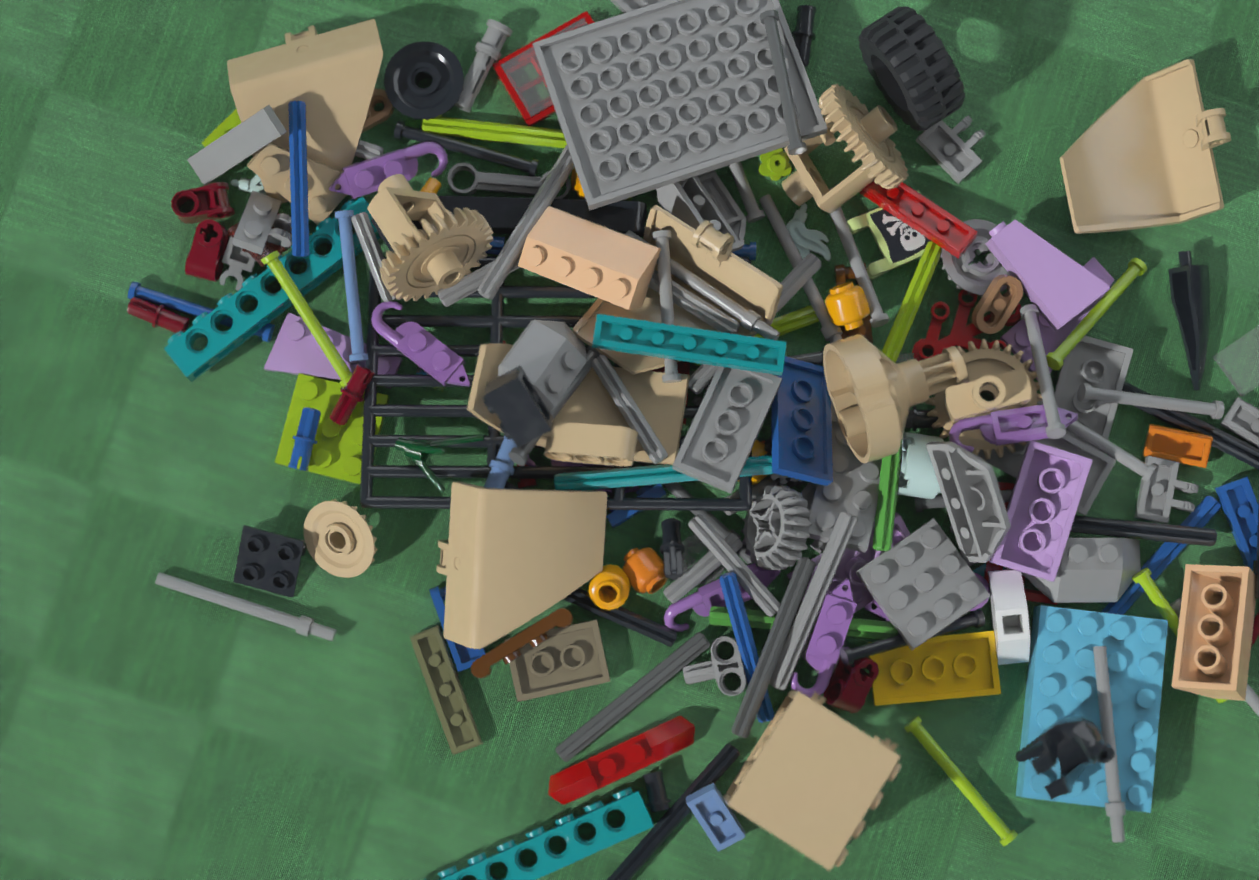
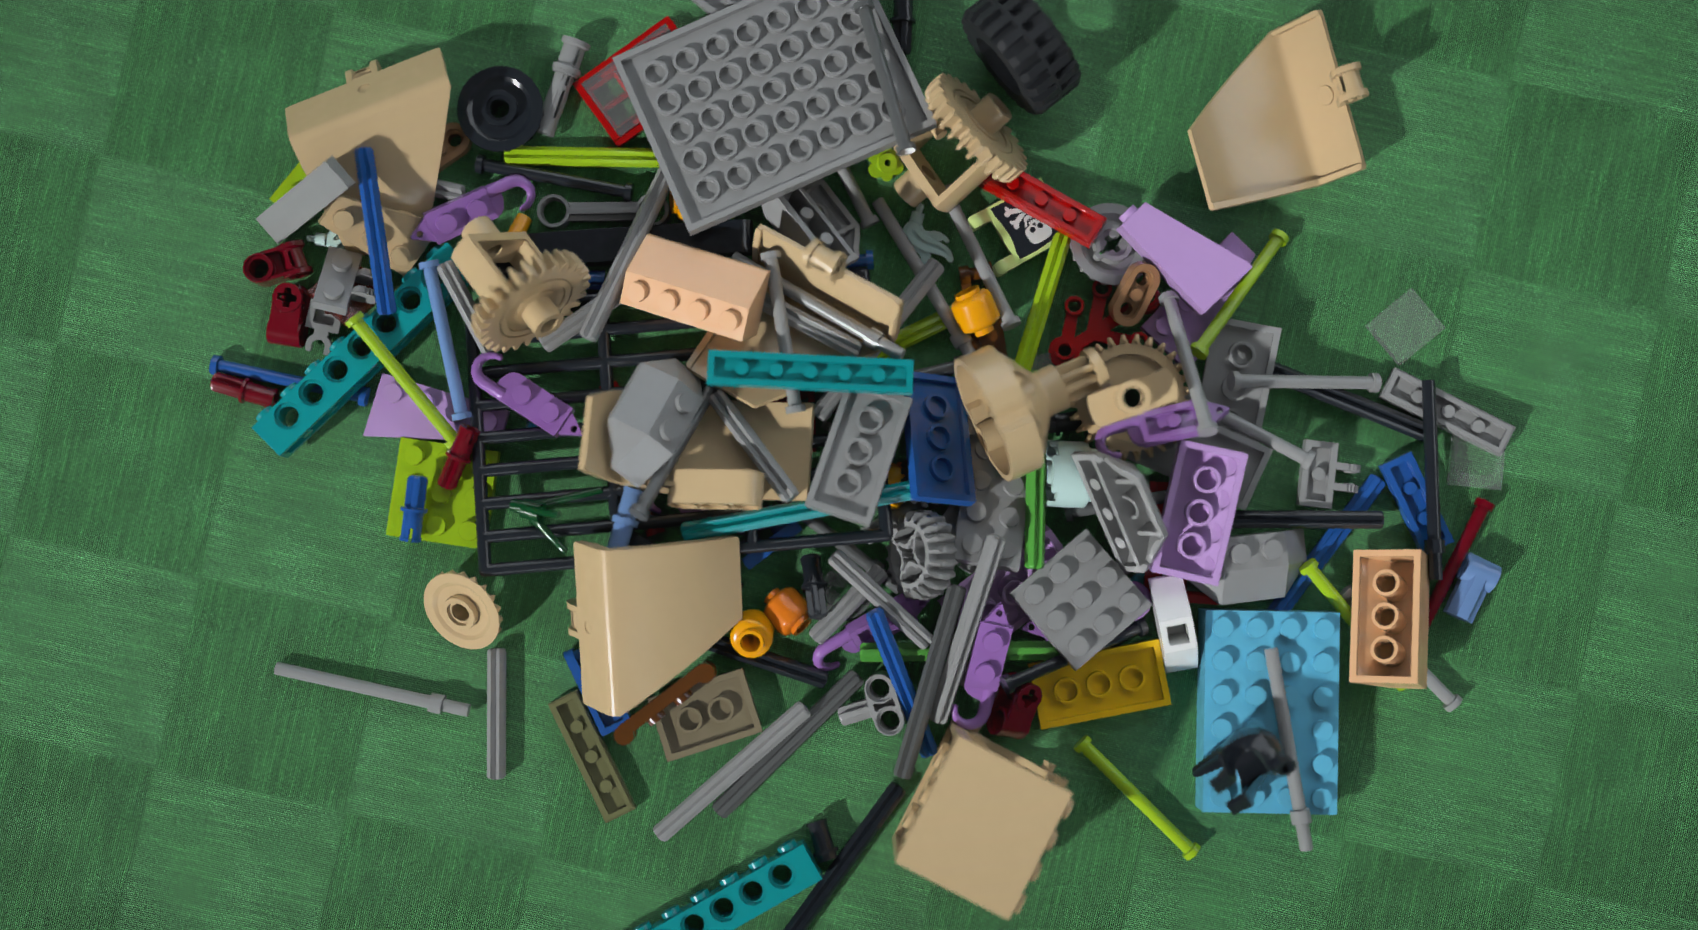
camera: 10 degrees left, 5 degrees up
(269, 561) = (391, 639): black hinge -> none
(360, 641) = (496, 713): none -> light grey axle
(517, 406) = (632, 460): black brick -> none
(576, 717) = (731, 771): none -> light grey axle
(621, 760) = (782, 811): red brick -> none
(715, 817) = (878, 856): medium blue plate -> none
(949, 150) = (1070, 131): light grey hinge -> none
(1177, 445) = (1335, 425): orange tile -> none
(1192, 307) = (1338, 270): black piece -> none

